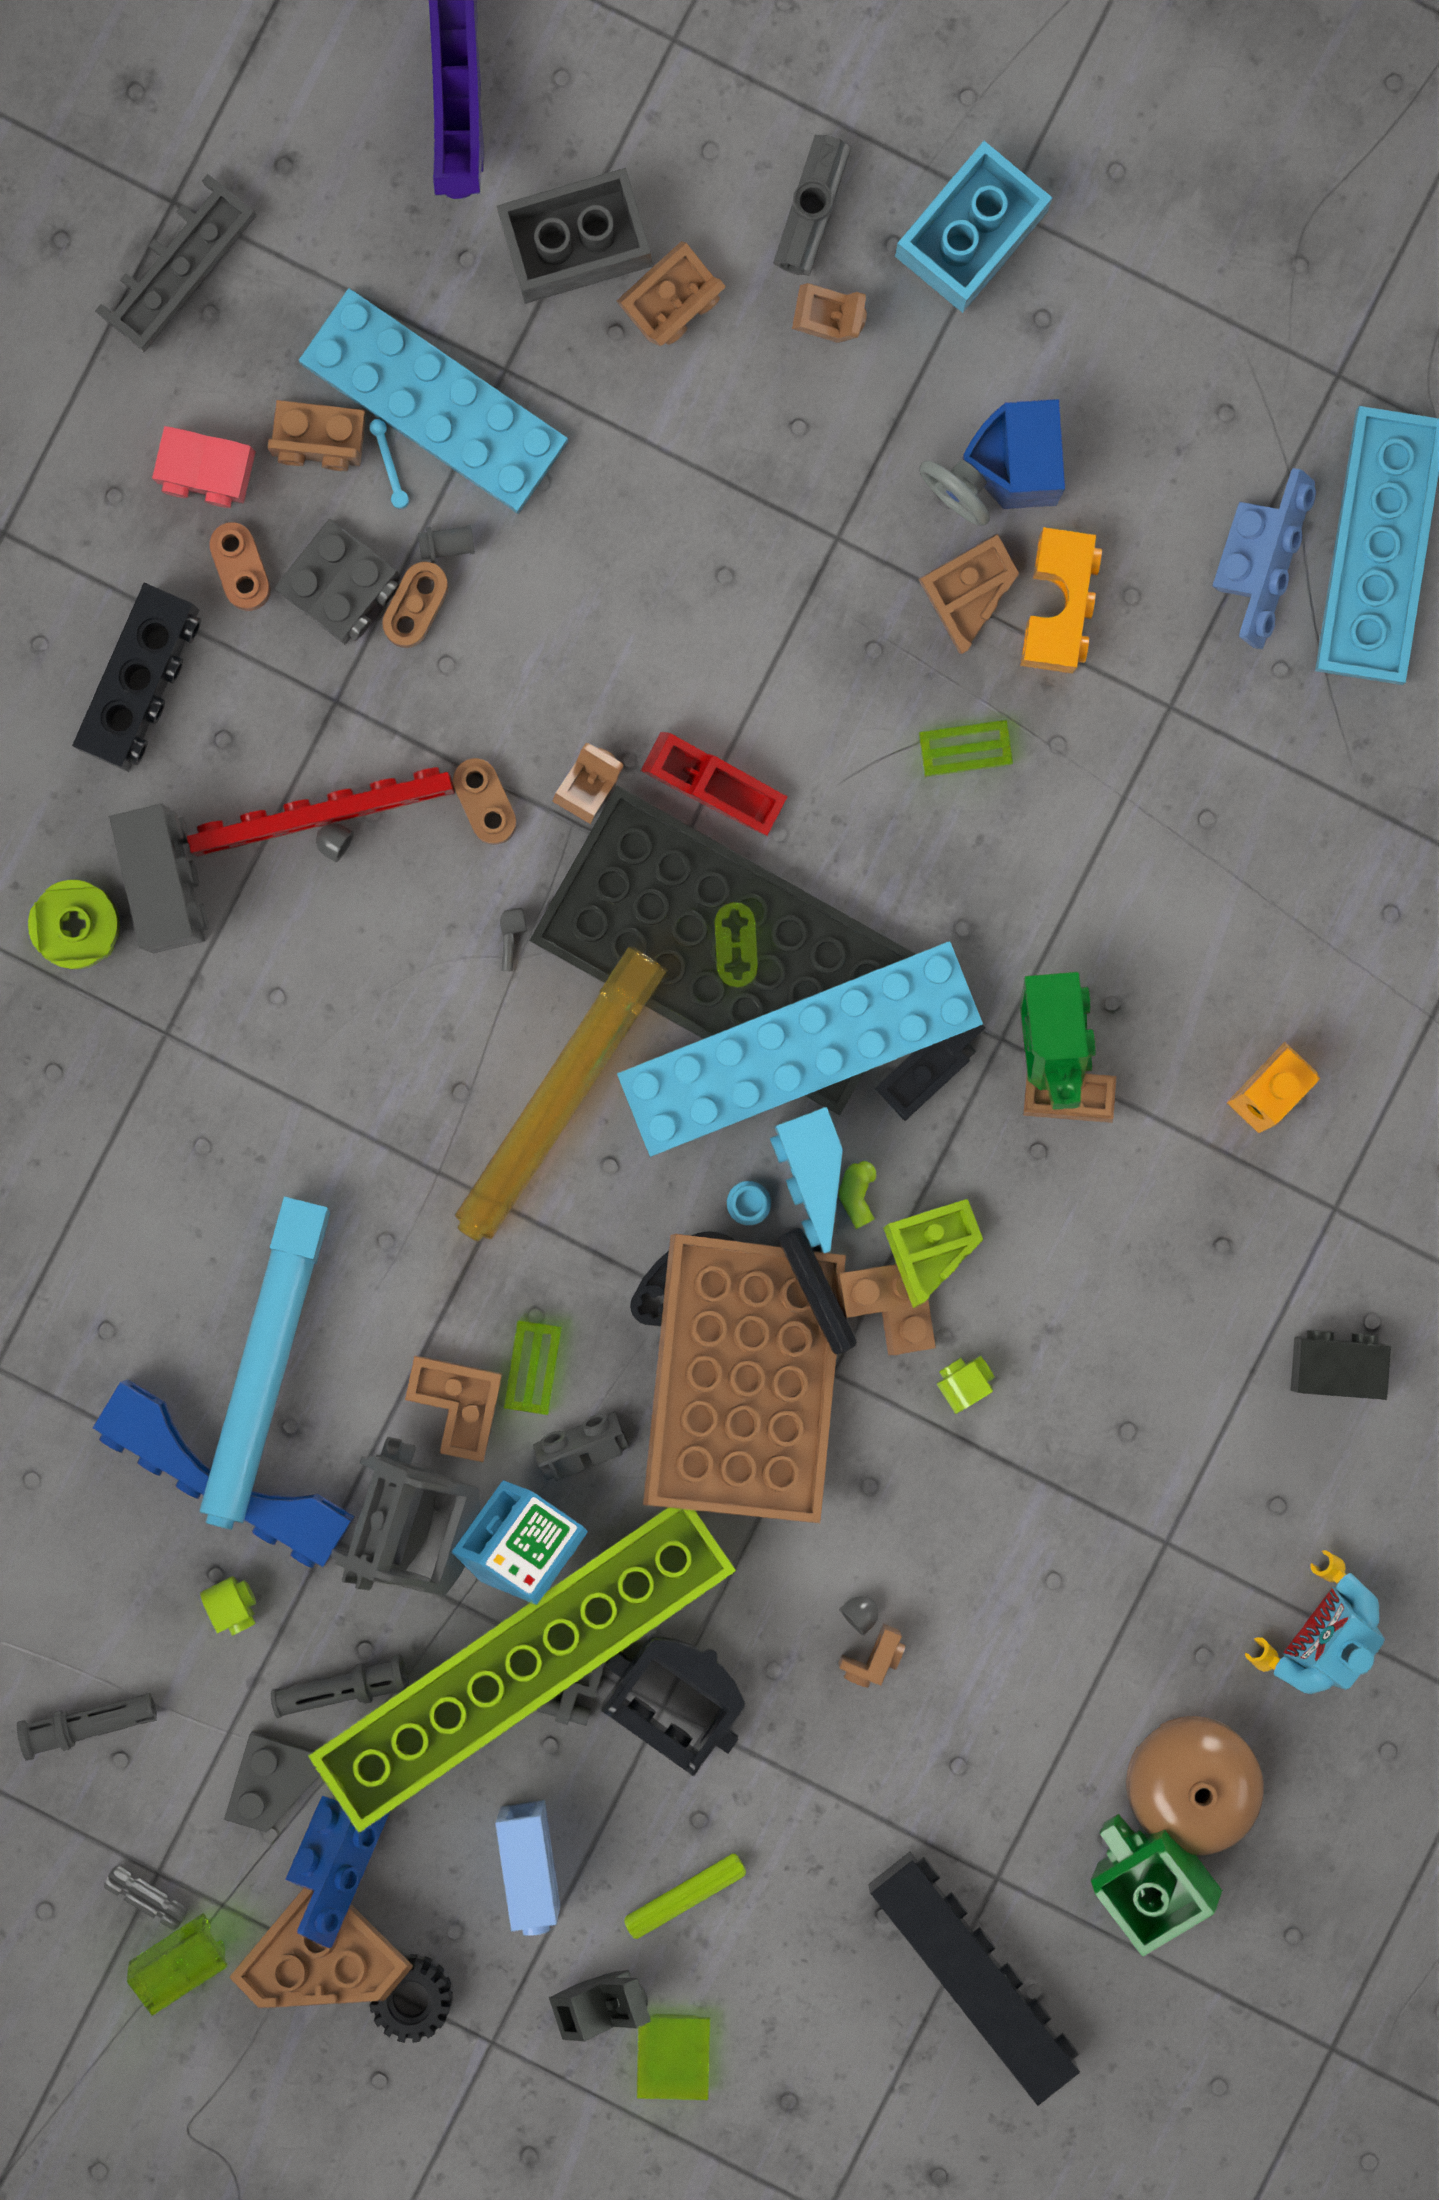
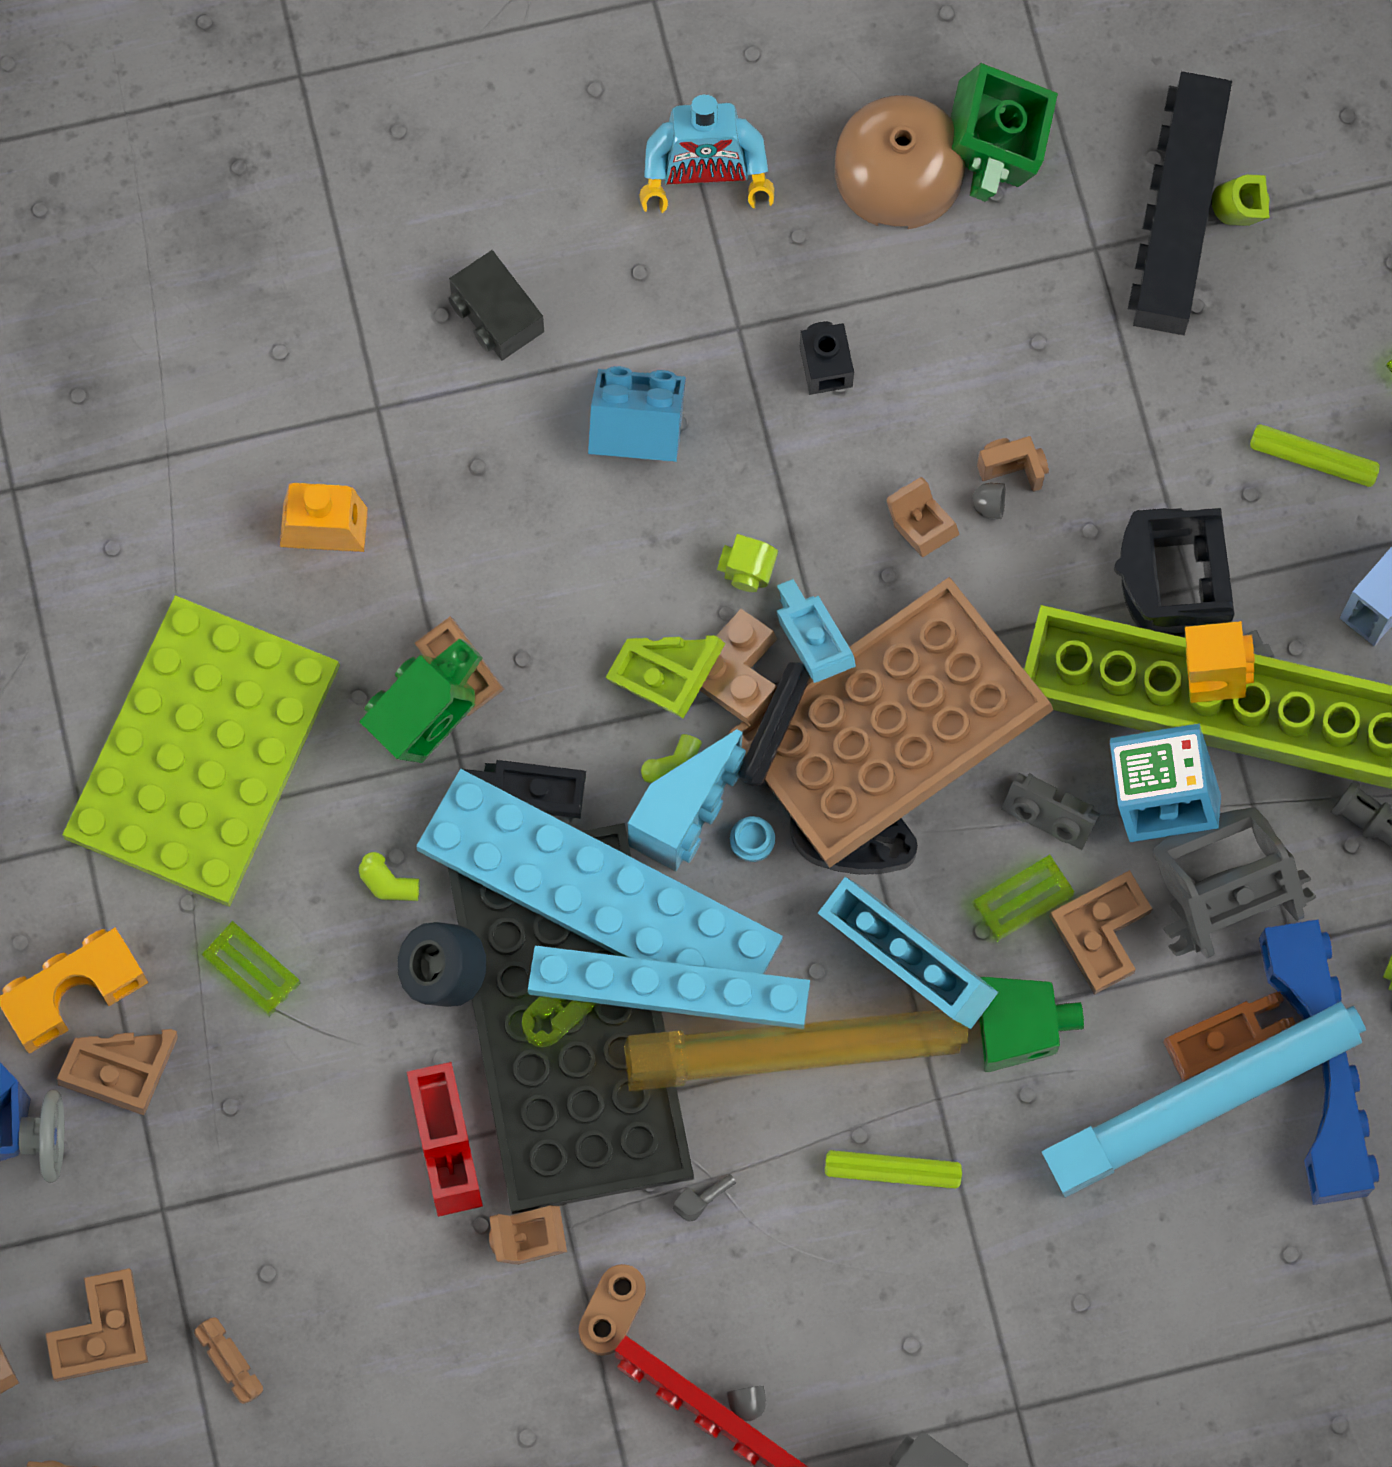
camera: 130 degrees left, 15 degrees down
(300, 1422) = (1223, 1036): none -> dark orange hinge
(412, 1093) = (893, 1169): none -> lime axle
(438, 1281) = (1024, 1022): none -> green torso
(556, 1236) = (908, 953): none -> medium azure brick
(559, 1653) = (1218, 661): none -> light orange arch
(679, 1035) = (669, 987): none -> medium azure plate
(682, 494) = (228, 1360): none -> medium nougat axle
(769, 420) = (113, 1337): none -> medium nougat plate
(843, 886) = (441, 964): none -> black wheel
(865, 1381) = (813, 633): none -> medium azure hinge
(889, 1546) = (921, 517): none -> medium nougat bracket
(935, 2025) = (1242, 200): none -> lime plate
(948, 898) = (384, 883): none -> lime arm
(1082, 1587) = (826, 357): none -> black brick
(1158, 1400) = (636, 414): none -> dark azure slope
(1168, 849) = (201, 750): none -> lime plate

